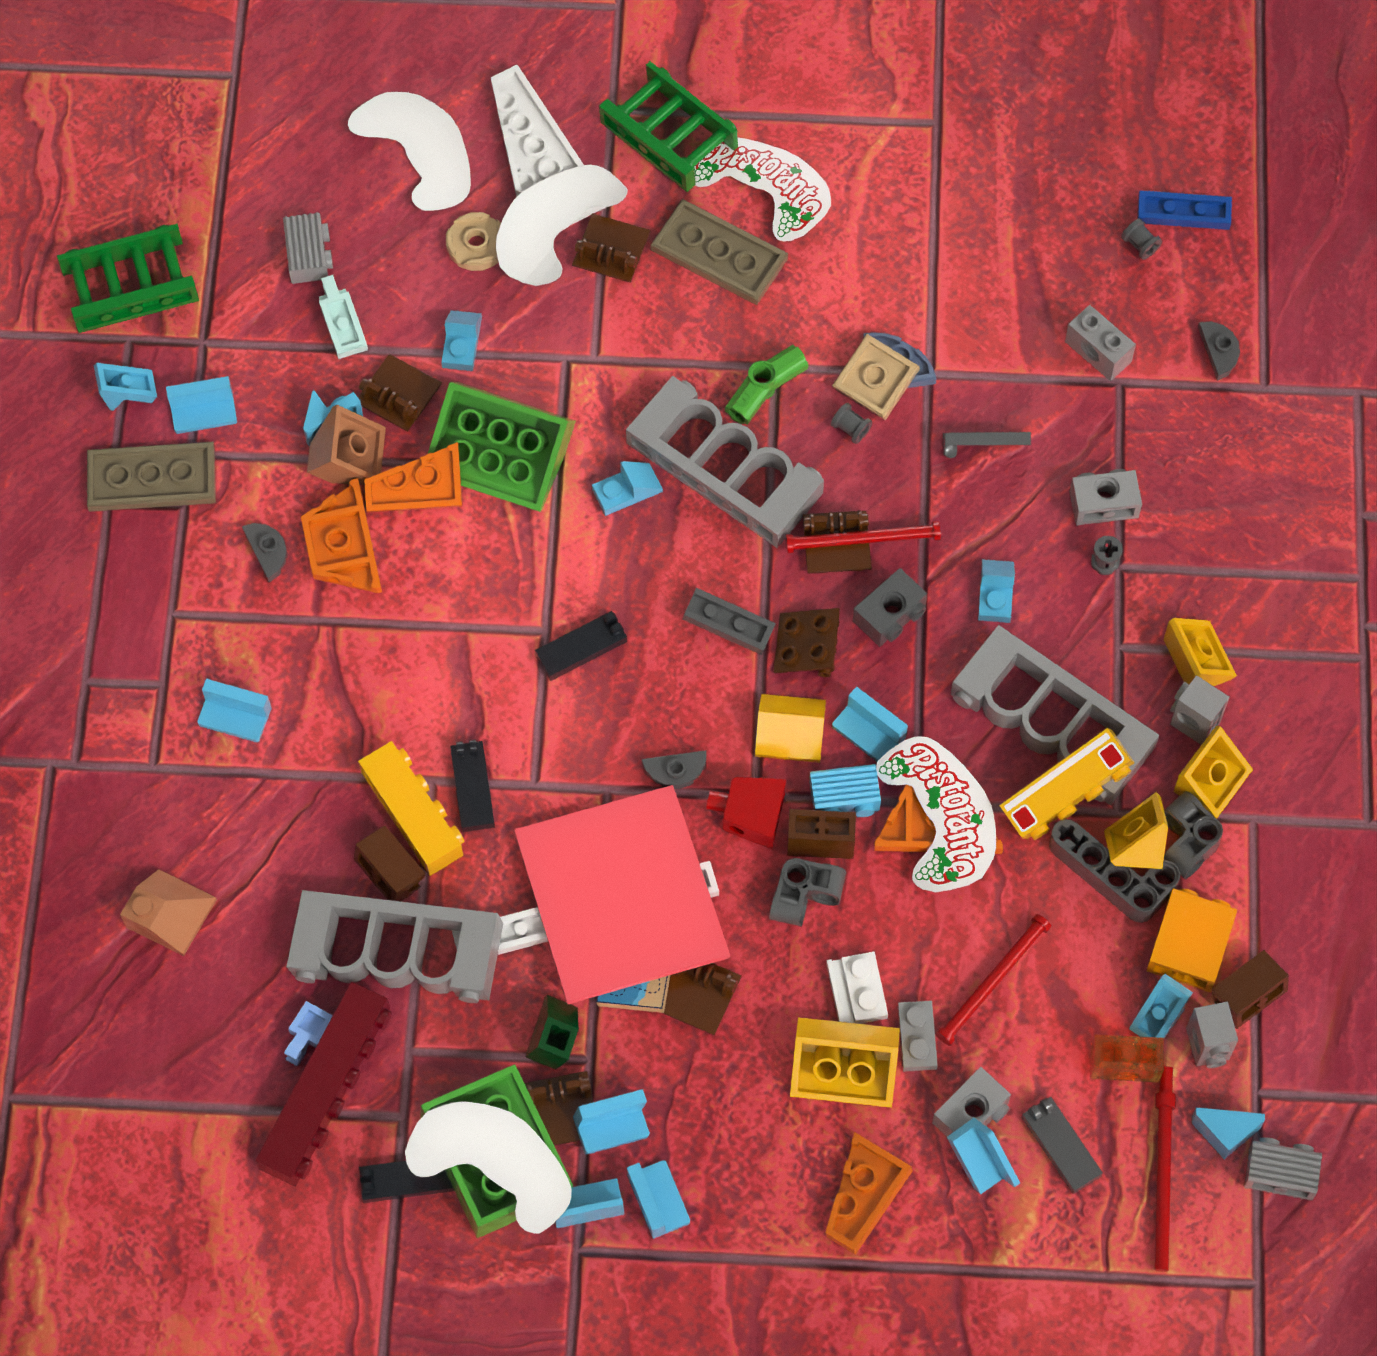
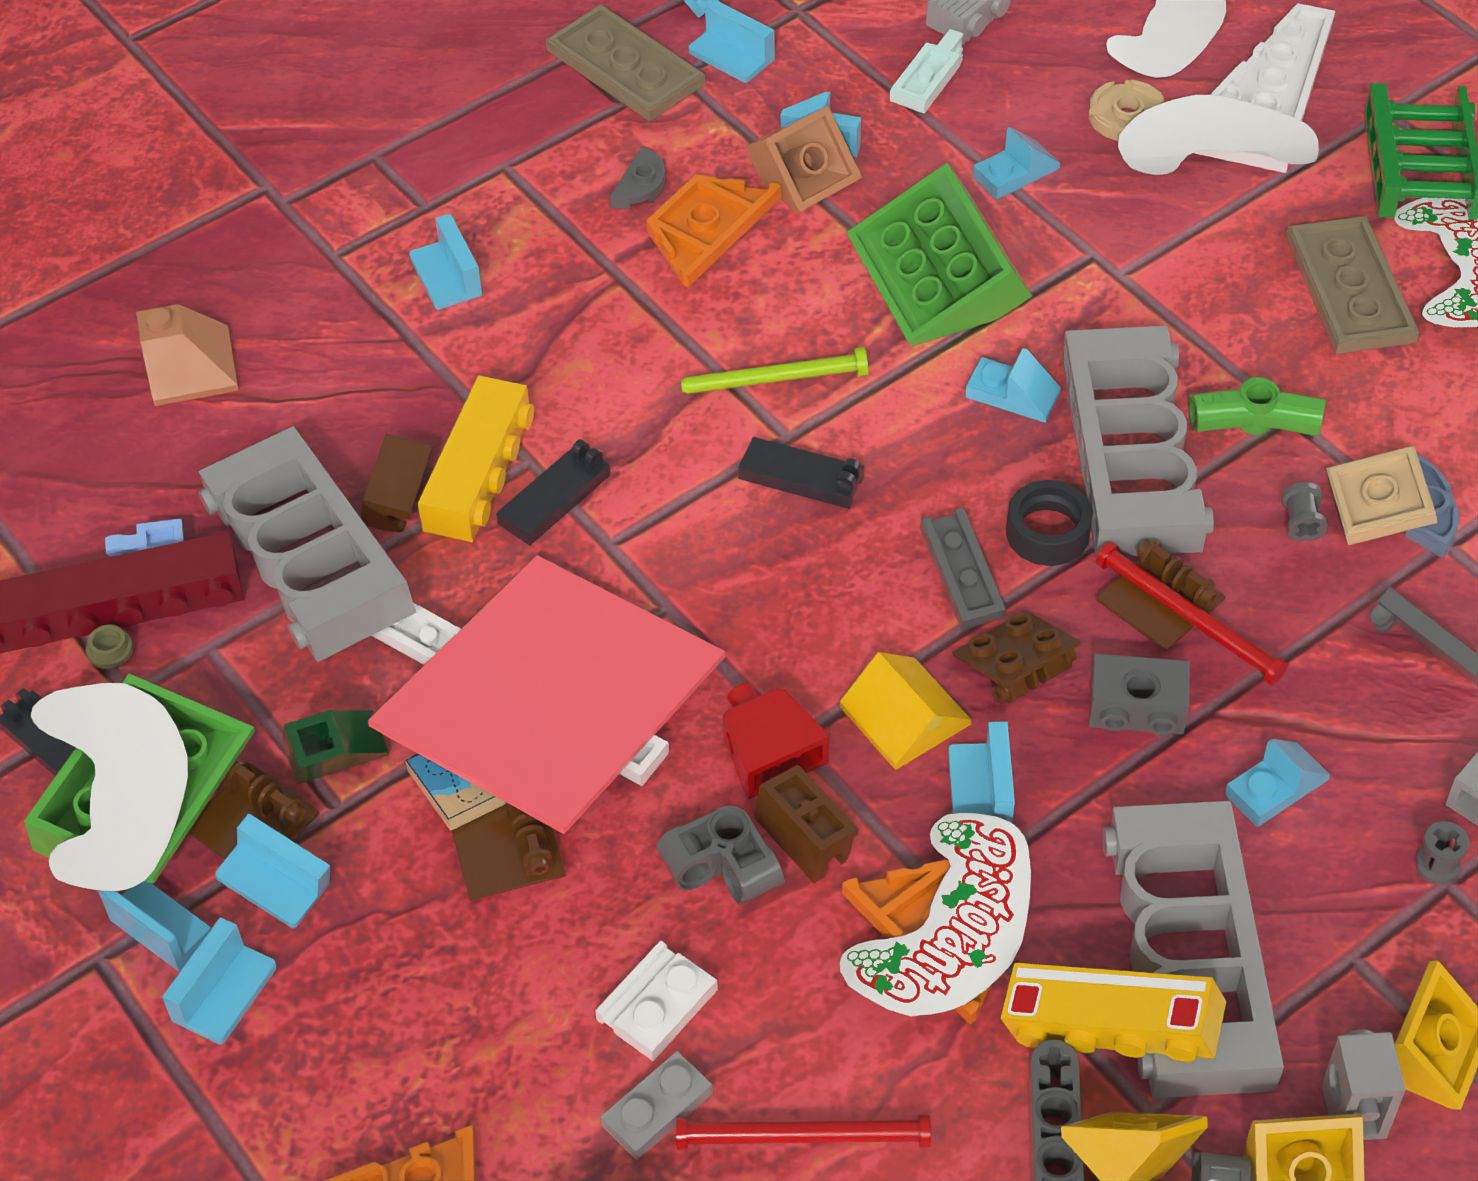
camera: 50 degrees right, 15 degrees down
(364, 1105) = (109, 647): none -> olive plate
(398, 392) = (901, 158): reddish brown hinge -> none
(420, 484) = (827, 233): orange wing -> none
(531, 551) = (777, 373): none -> lime bar
(610, 248) = (1245, 202): reddish brown hinge -> none
(676, 769) = (749, 646): dark grey plate -> none
(734, 530) = (1050, 496): none -> black tyre
(845, 1062) = (550, 1048): yellow slope -> none
(846, 790) = (883, 808): medium azure brick -> none

